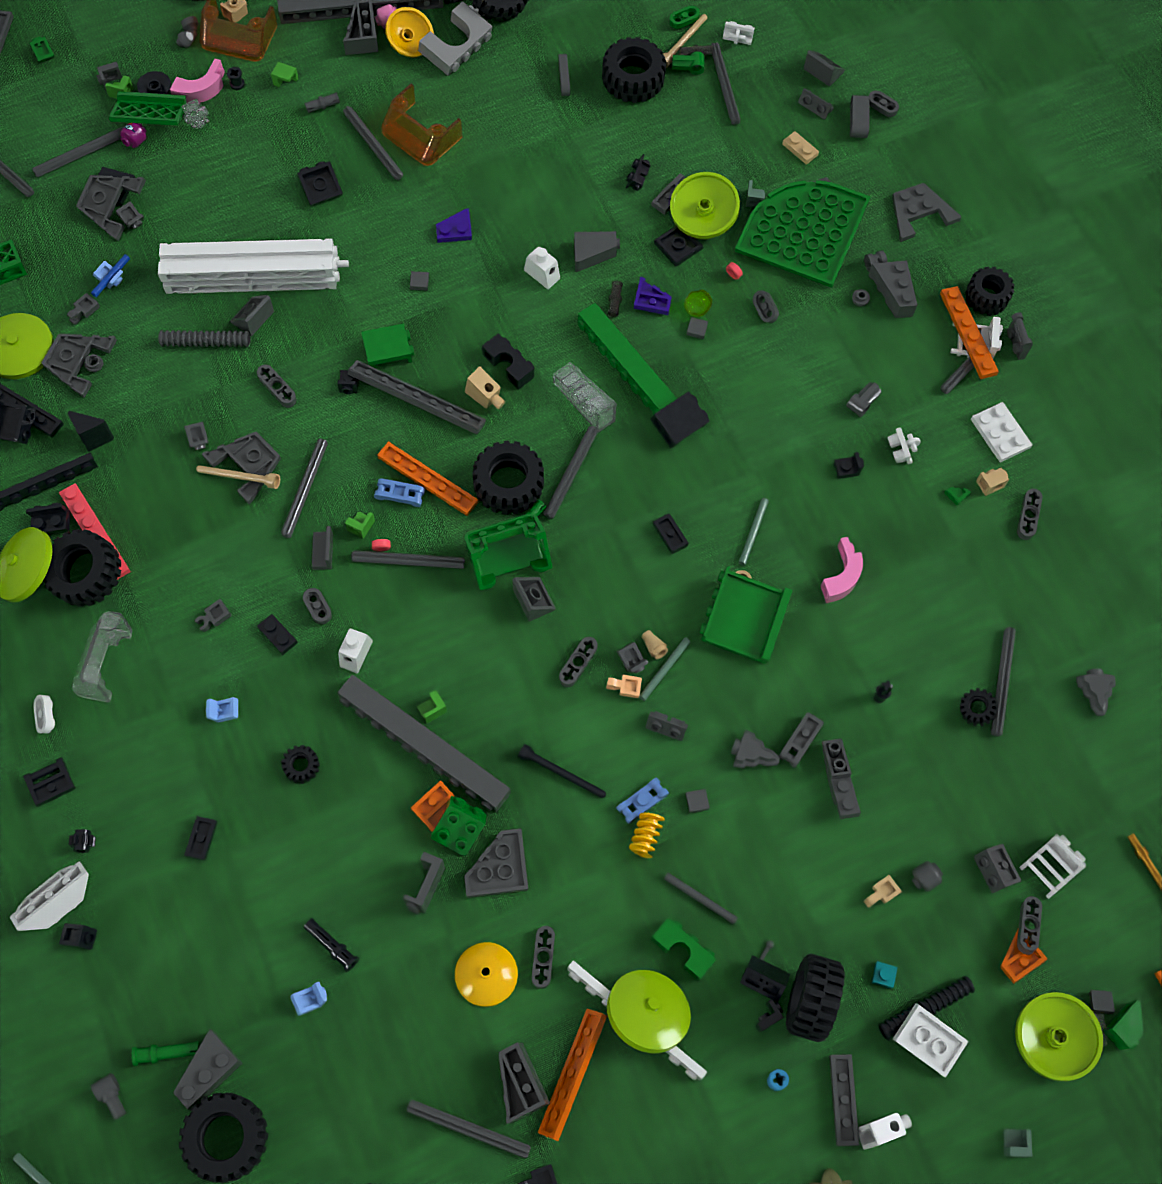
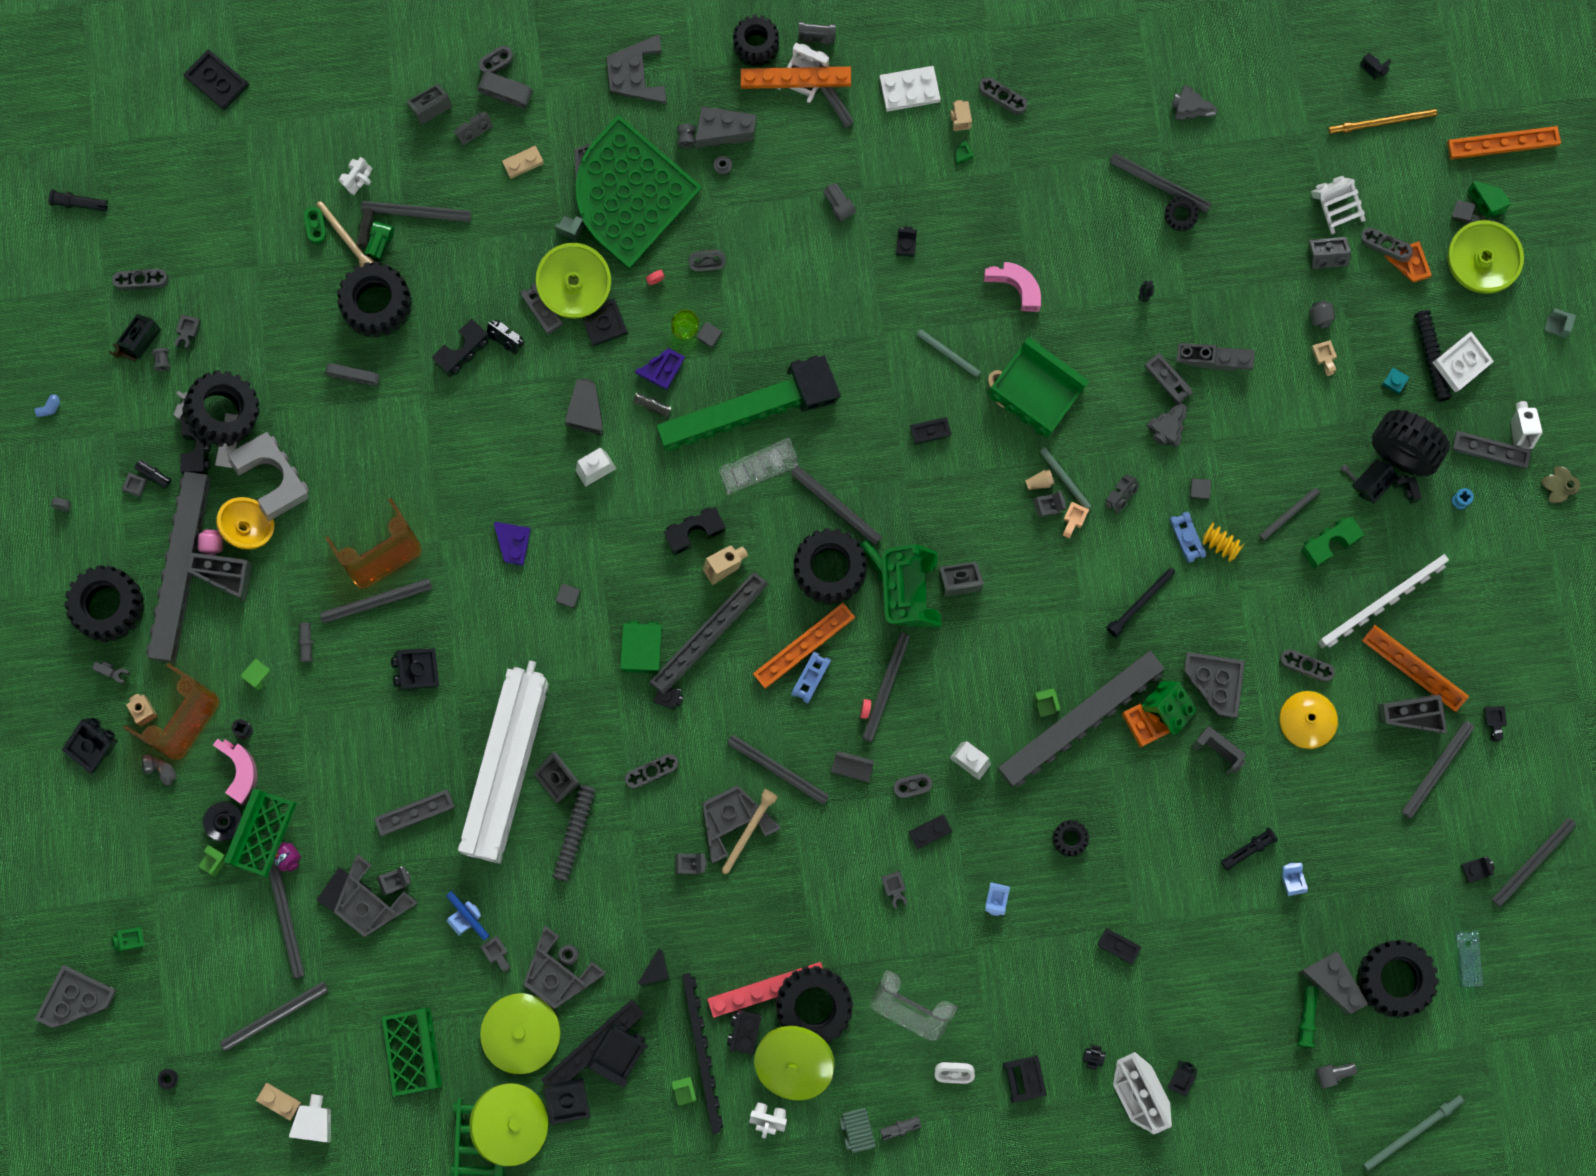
camera: 70 degrees left, 10 degrees up
(108, 73) = (186, 867): dark grey bracket -> none
(194, 216) = (414, 813): none -> dark grey plate
(195, 114) = (274, 782): clear brick -> none
(360, 524) = (834, 723): bright green panel -> none
(575, 676) = (1024, 548): dark grey beam -> none
(625, 151) = (452, 361): none -> black arch
(648, 1011) = (1381, 587): lime dish -> none
(899, 439) = (891, 185): white hips -> none

